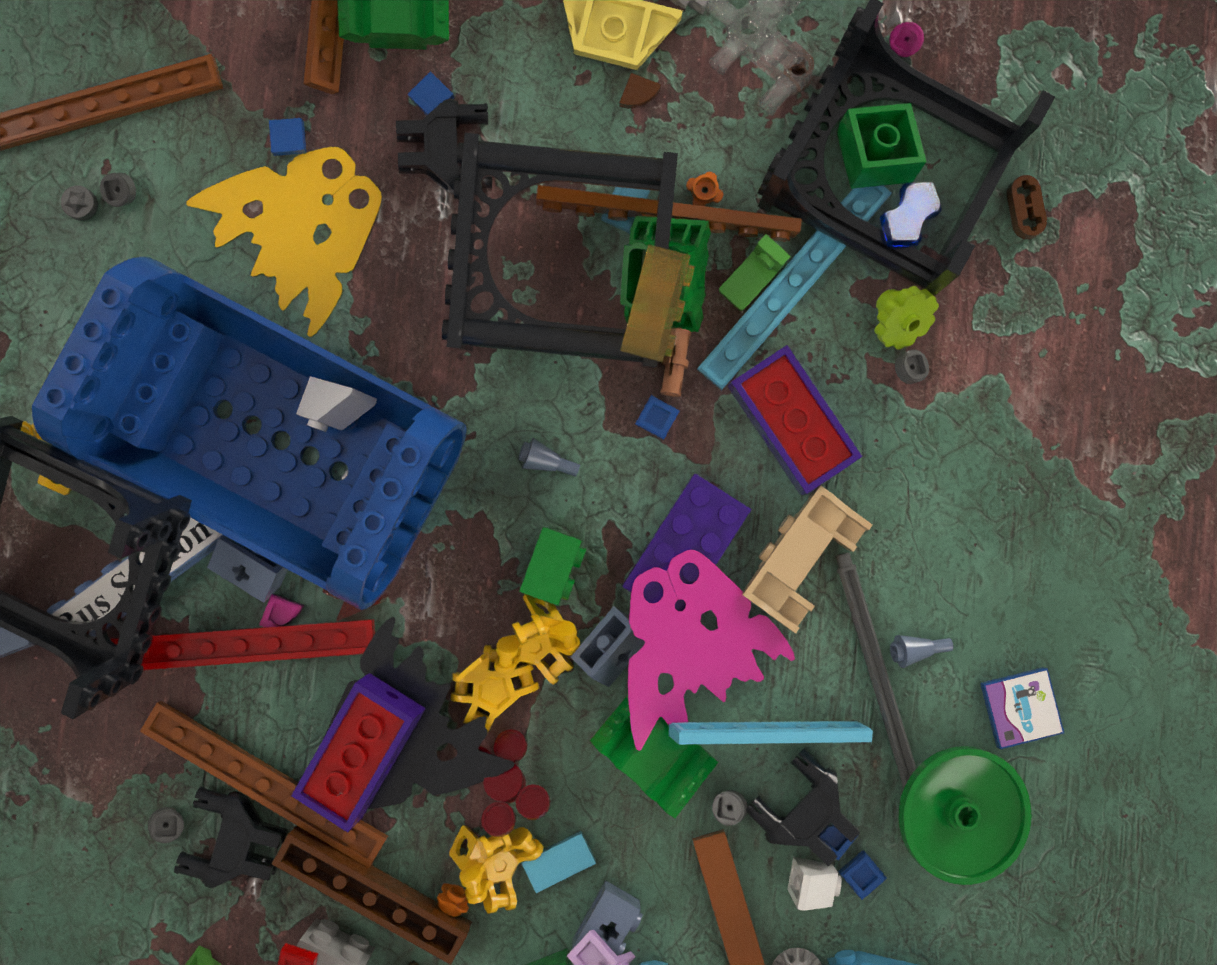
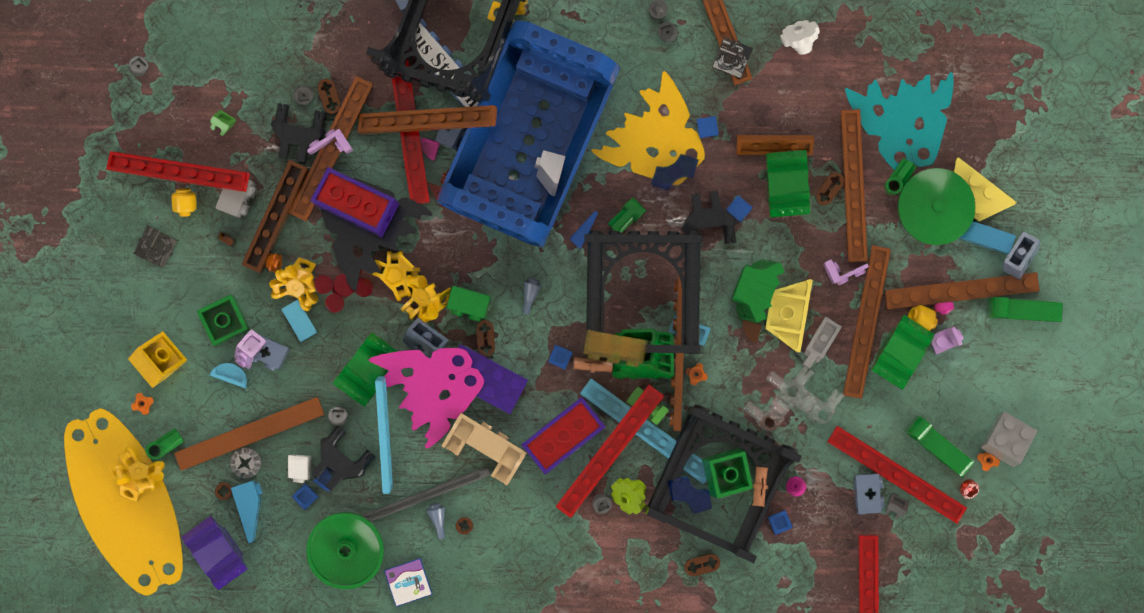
camera: 85 degrees right, 0 degrees up
(171, 82) = (732, 57): none -> piece
(175, 786) = (325, 99): none -> reddish brown beam
(219, 607) = (427, 119): none -> dark orange plate
(240, 786) = (341, 143): none -> lavender bracket
(365, 213) = (682, 168): none -> clear blue tile
(422, 278) = (630, 213): none -> green piece
(454, 365) = (578, 237): none -> blue slope
(570, 70) = (756, 289): none -> green slope
(615, 550) = (490, 336): none -> reddish brown beam
(825, 344) = (609, 451): none -> red plate
(907, 92) = (760, 486): none -> nougat pin
(934, 614) = (470, 523): none -> reddish brown bush
(963, 72) = (779, 522): none -> blue tile

